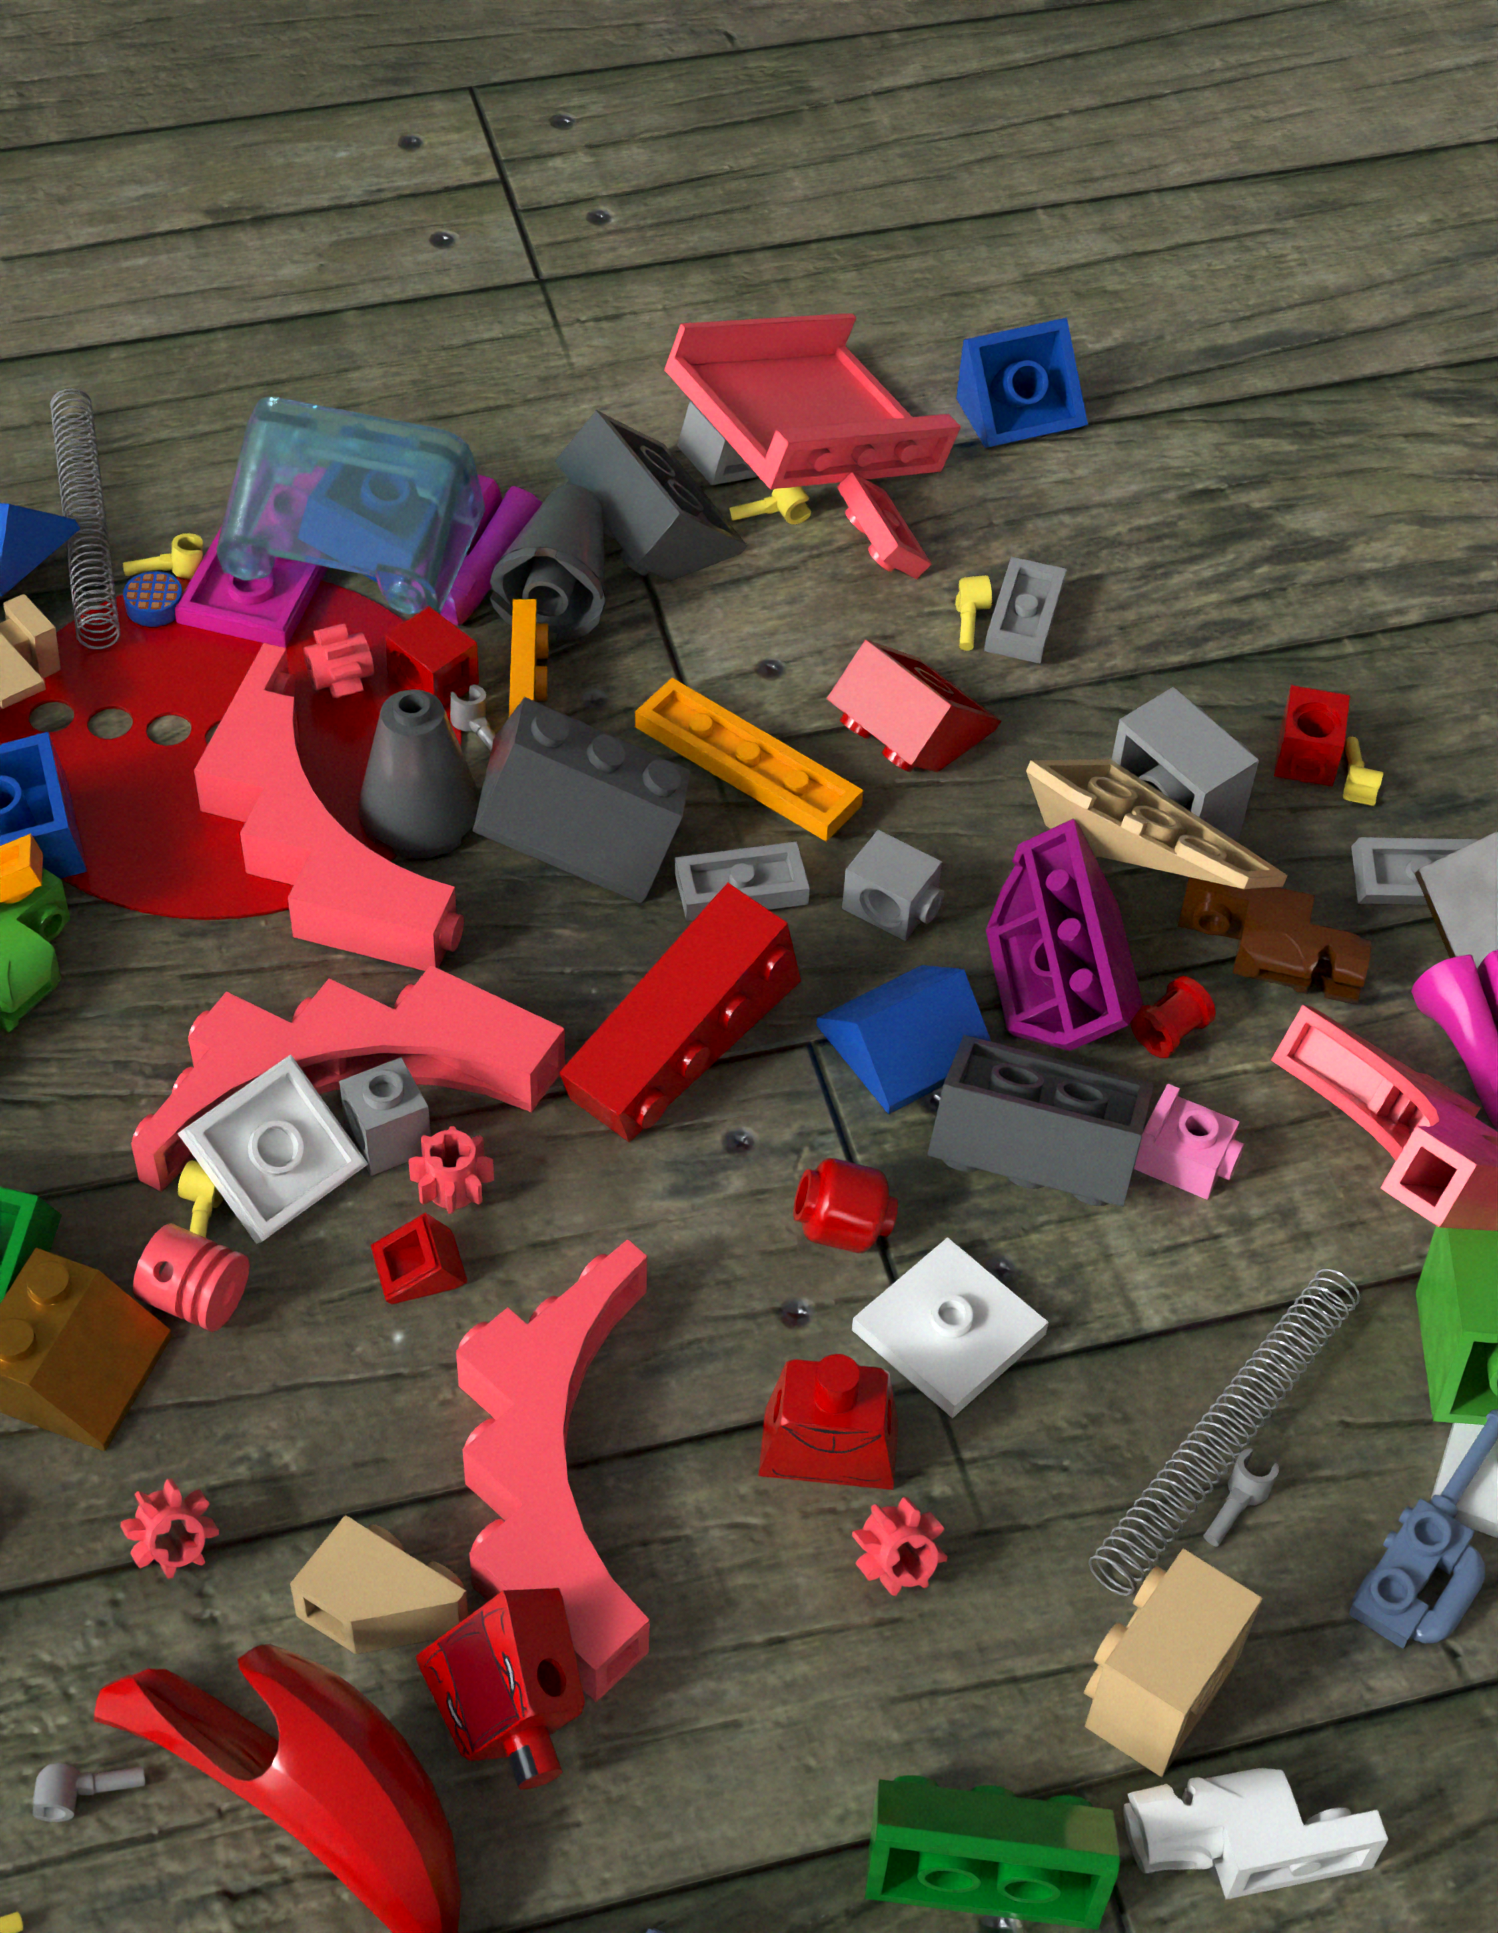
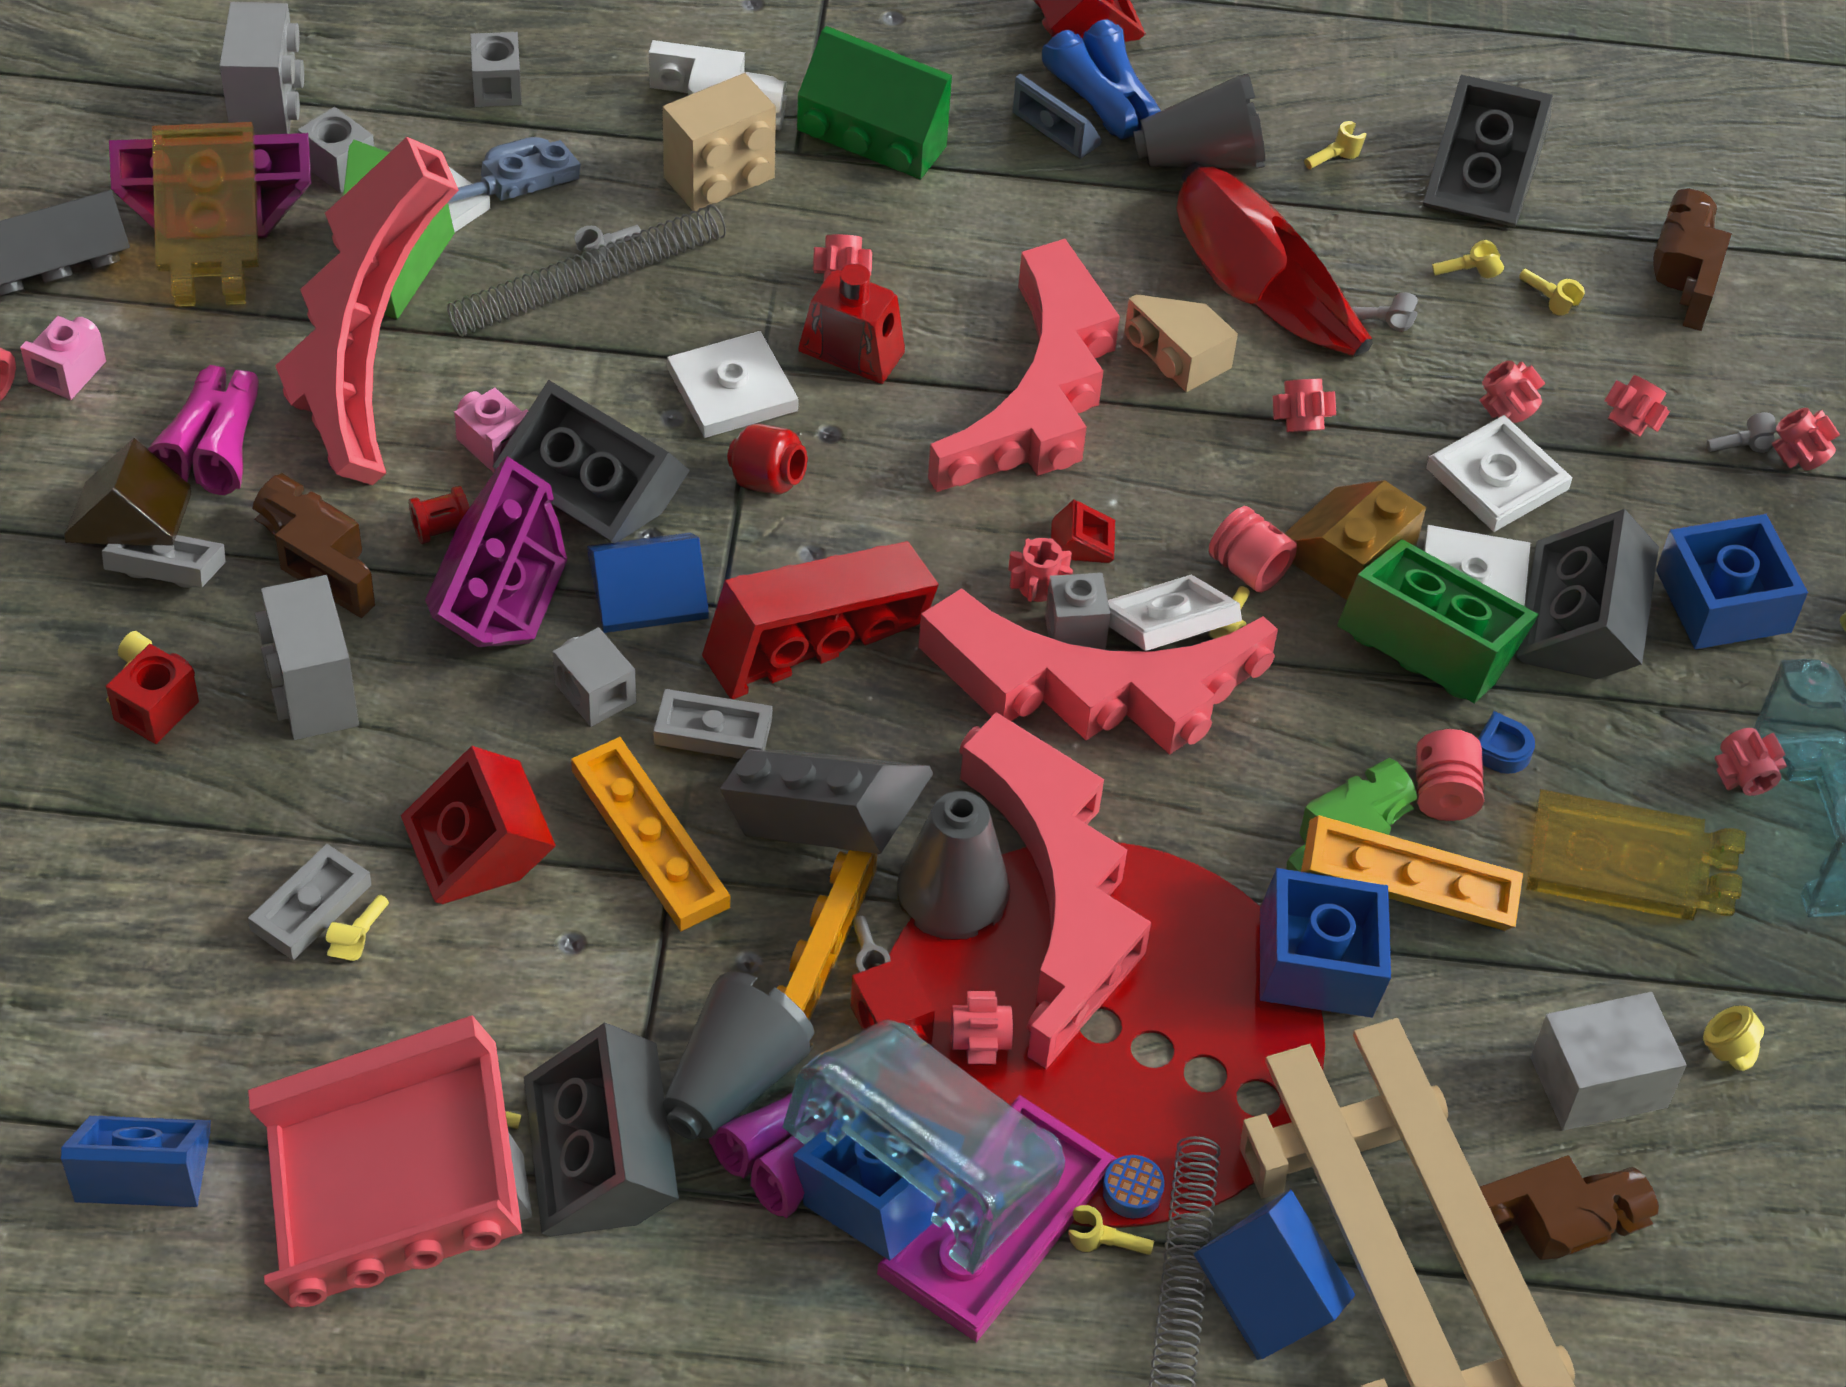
camera: 160 degrees left, 0 degrees up
(508, 1682) = (1111, 243): red torso -> none
(879, 519) = (388, 1008): coral plate -> none
(1141, 825) = (382, 601): tan wedge -> none

